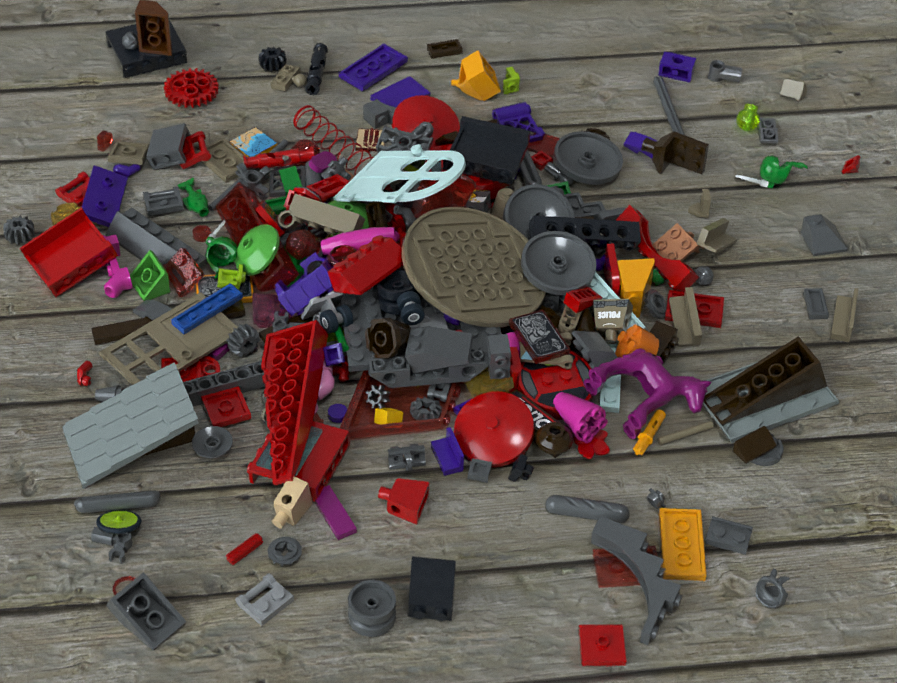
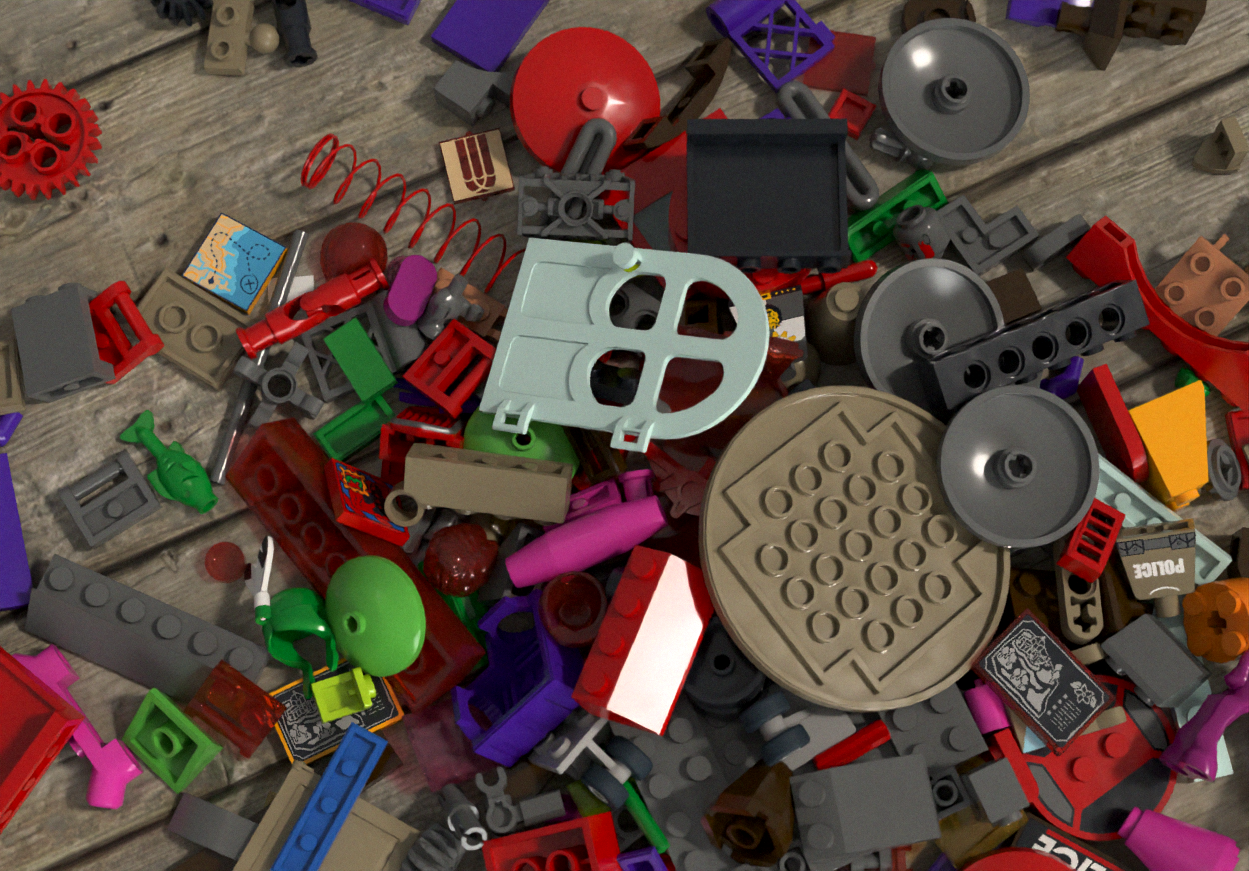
camera: 15 degrees left, 30 degrees up
(258, 324) = (462, 817): none -> dark grey pin

